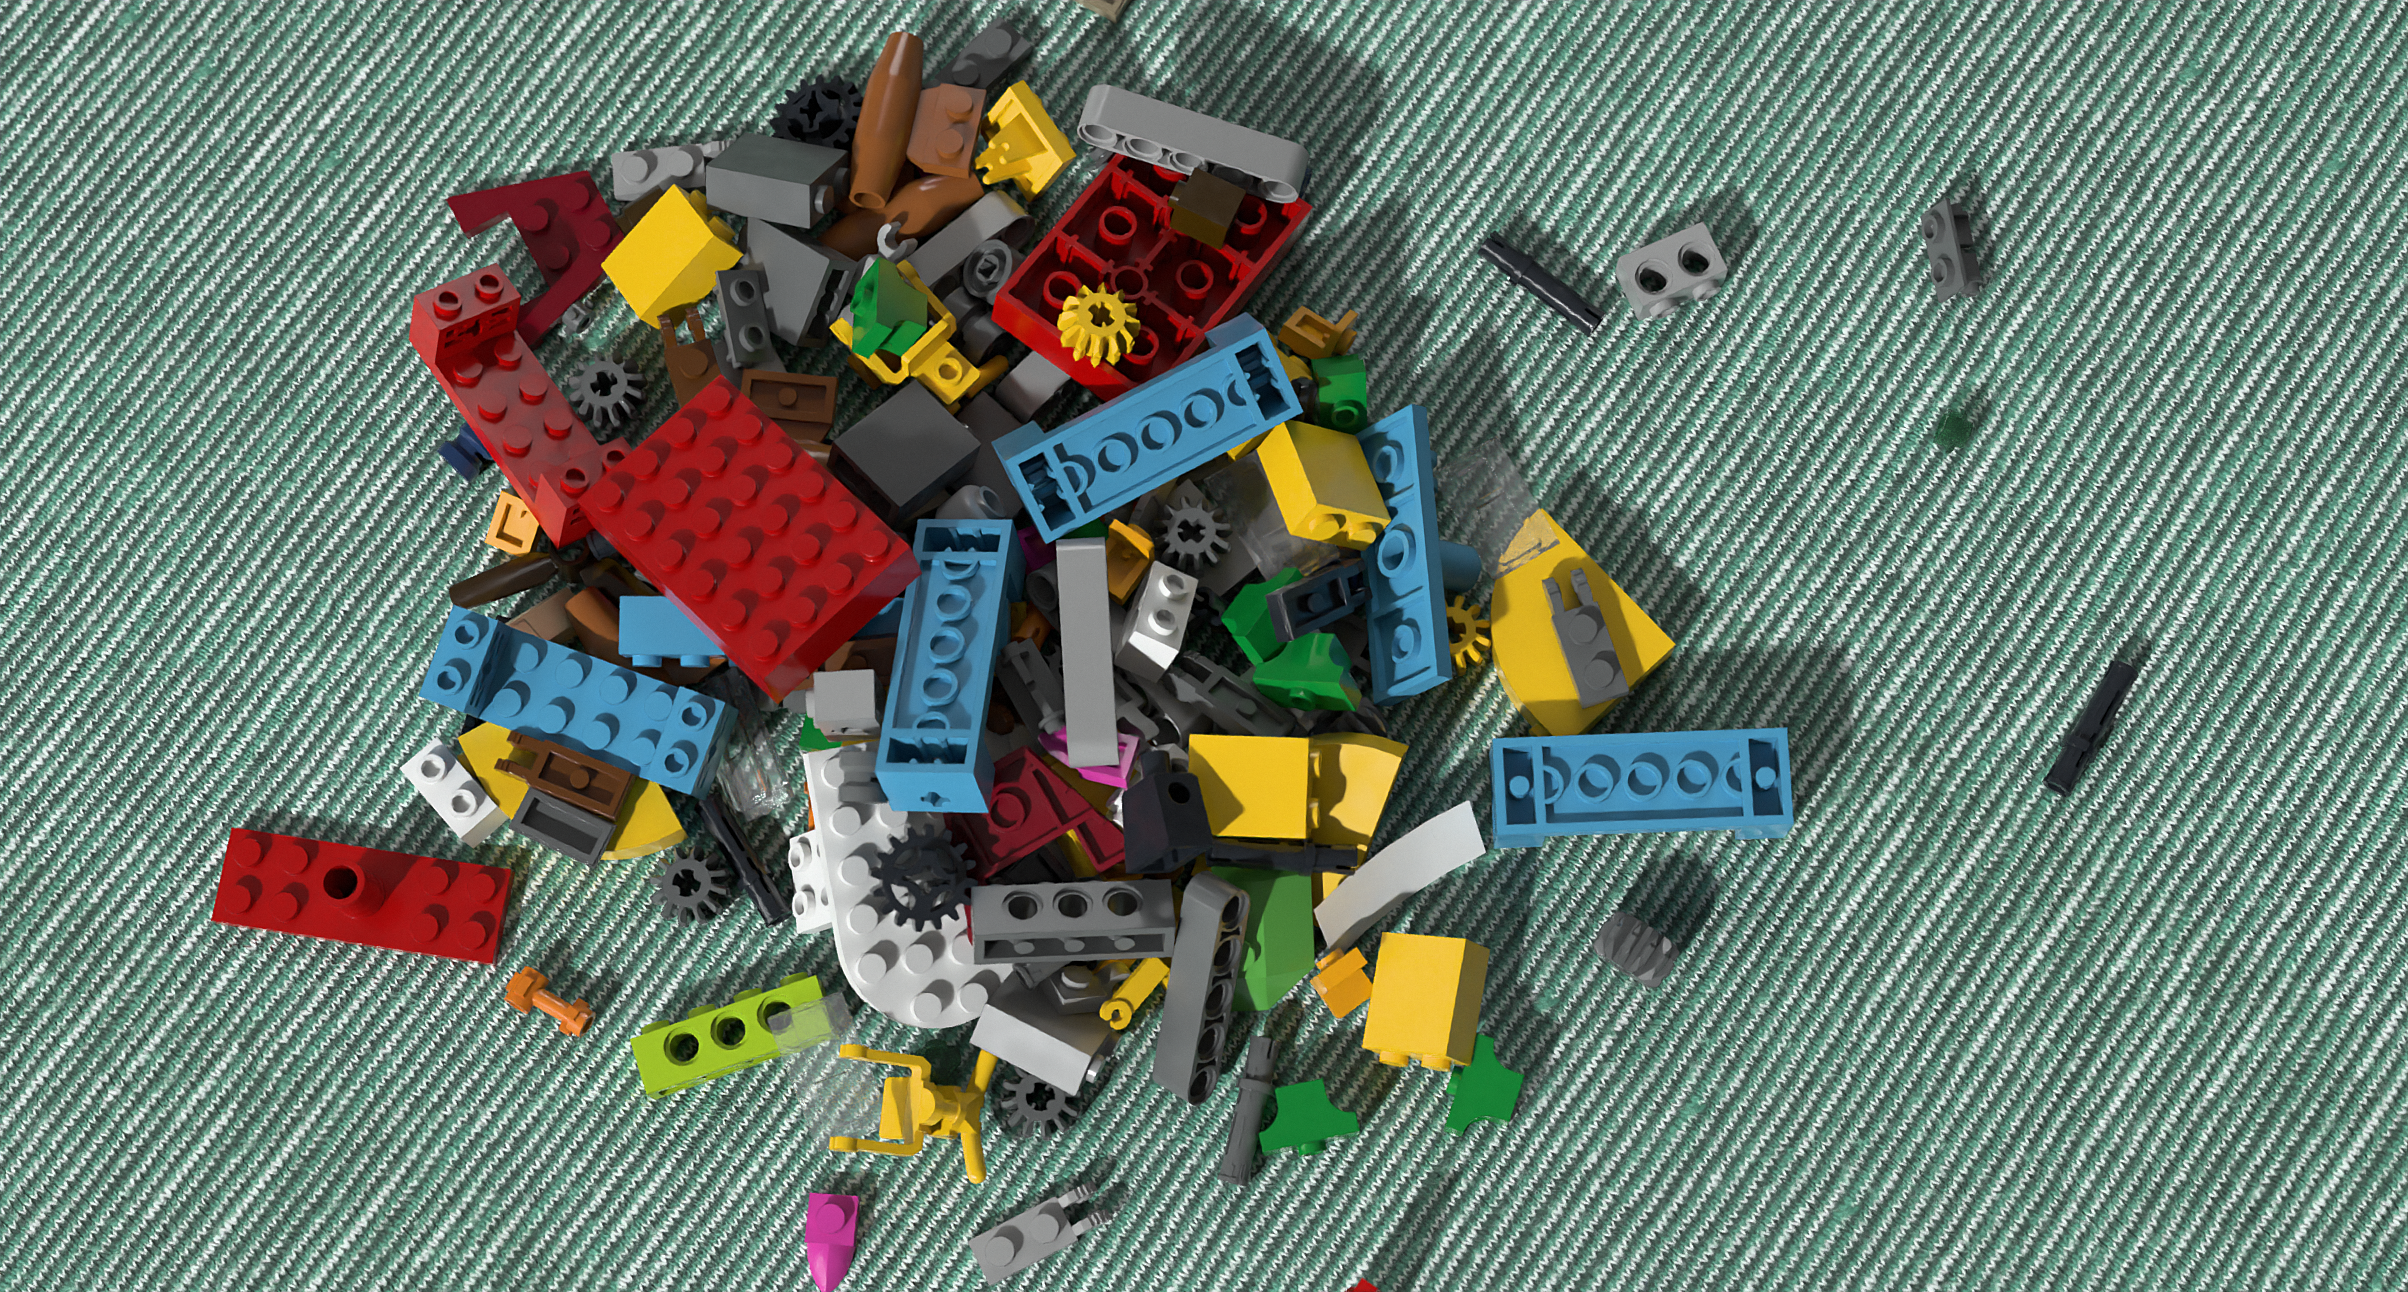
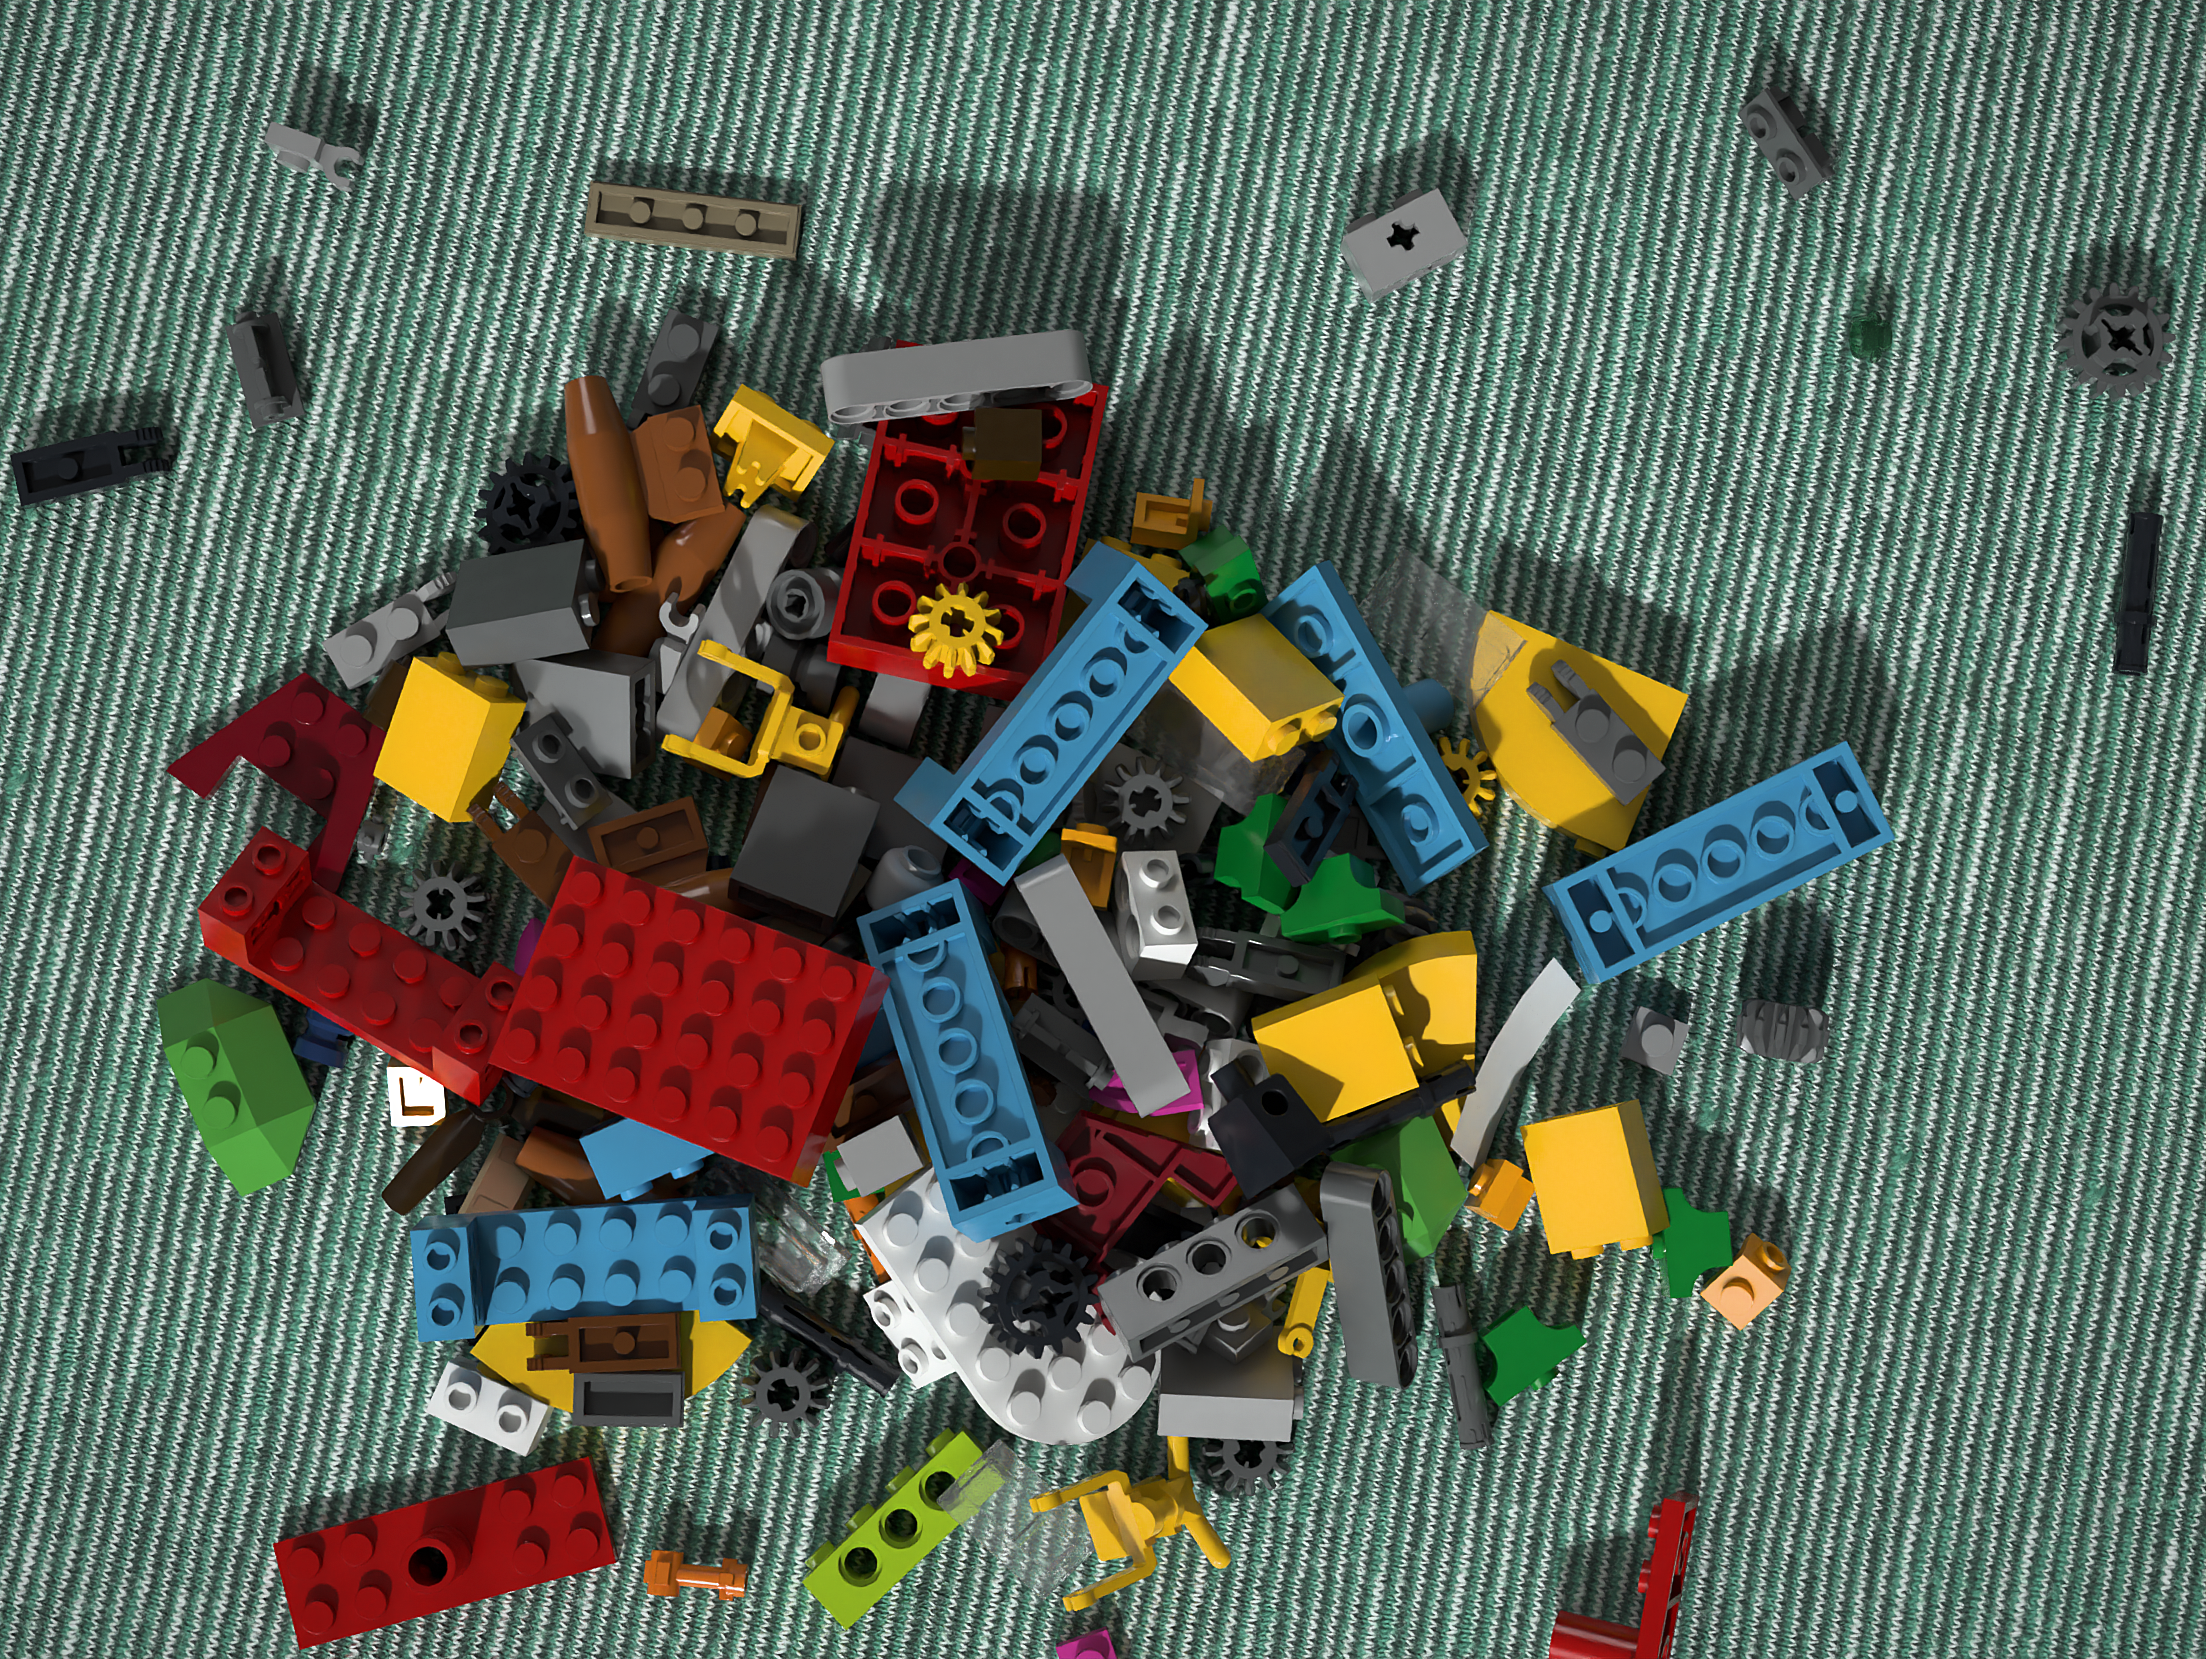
camera: 35 degrees left, 10 degrees up
(383, 459) = (238, 1080): none -> bright green wedge
(860, 778) = (932, 1228): dark grey wheel -> none
(886, 311) = (714, 705): green brick -> none
(950, 1060) = (1130, 1444): clear green plate -> none
(1034, 1235) = (1301, 1586): light grey hinge -> none
(1518, 1147) = (1750, 1284): none -> light orange bracket
(1528, 917) = (1654, 1040): none -> light grey plate
(1545, 286) = (1377, 359): black pin -> none
(1577, 209) = (1385, 268): none -> light grey brick
(1665, 263) = (1501, 283): light grey brick -> none
(2170, 506) = (2131, 353): none -> dark grey gear

